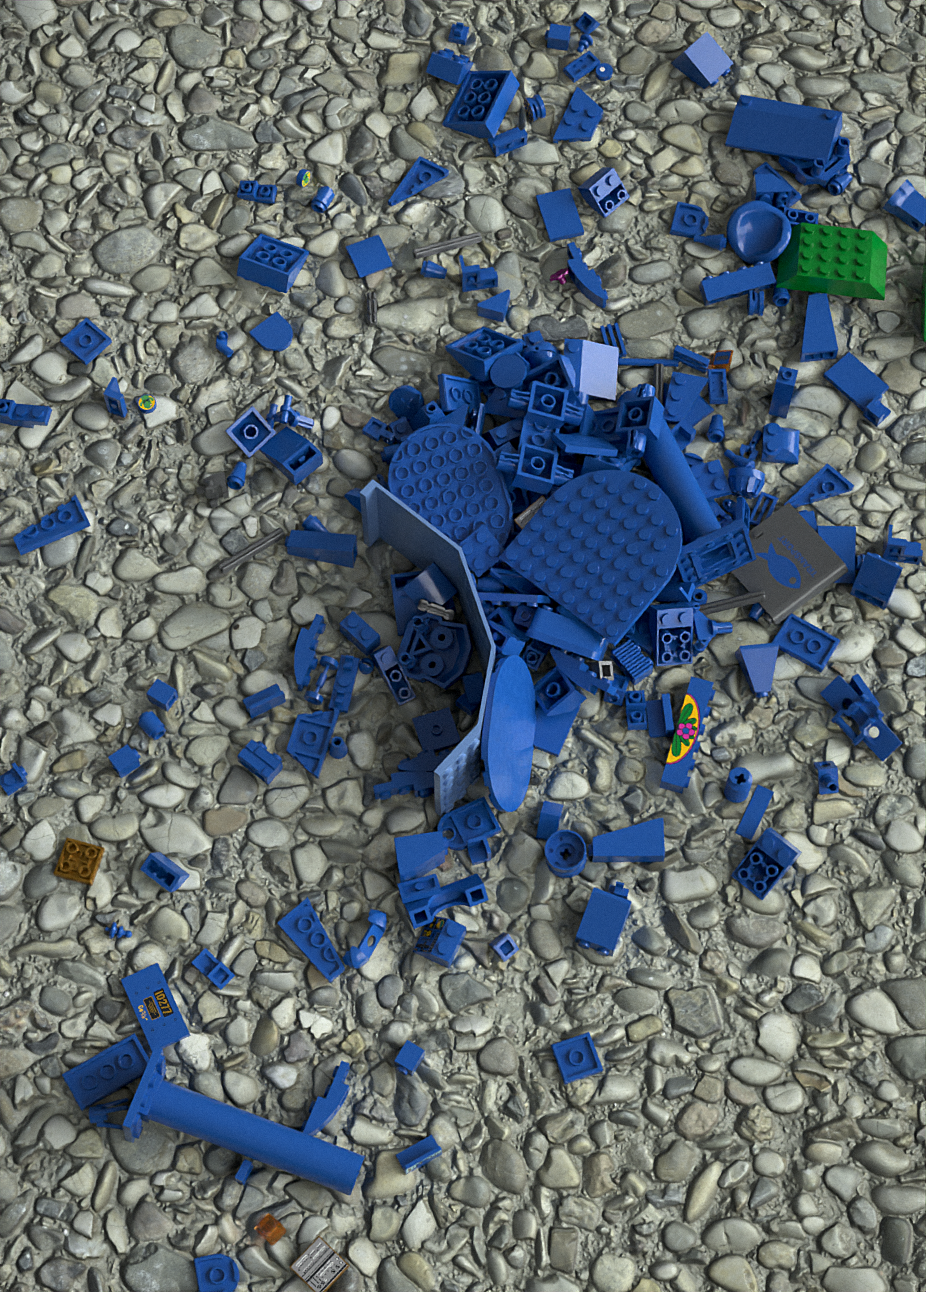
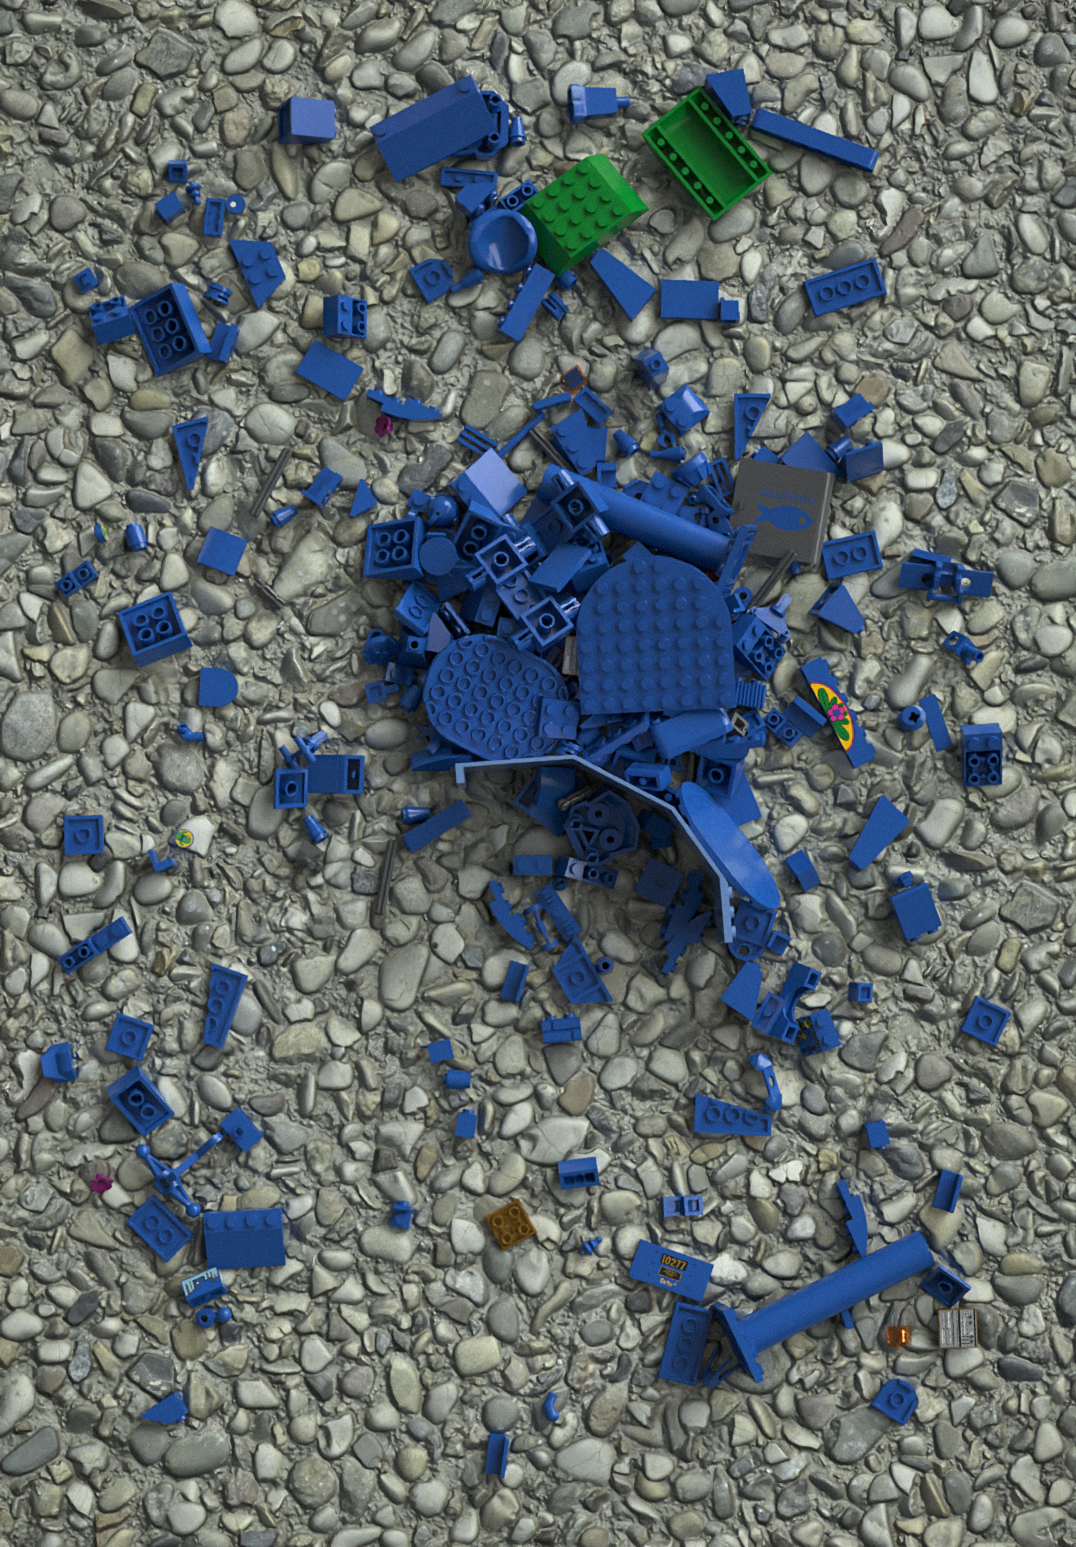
camera: 50 degrees left, 20 degrees up
(343, 1223) = (944, 1285): none -> blue slope
(557, 846) = (853, 888): blue wheel -> none

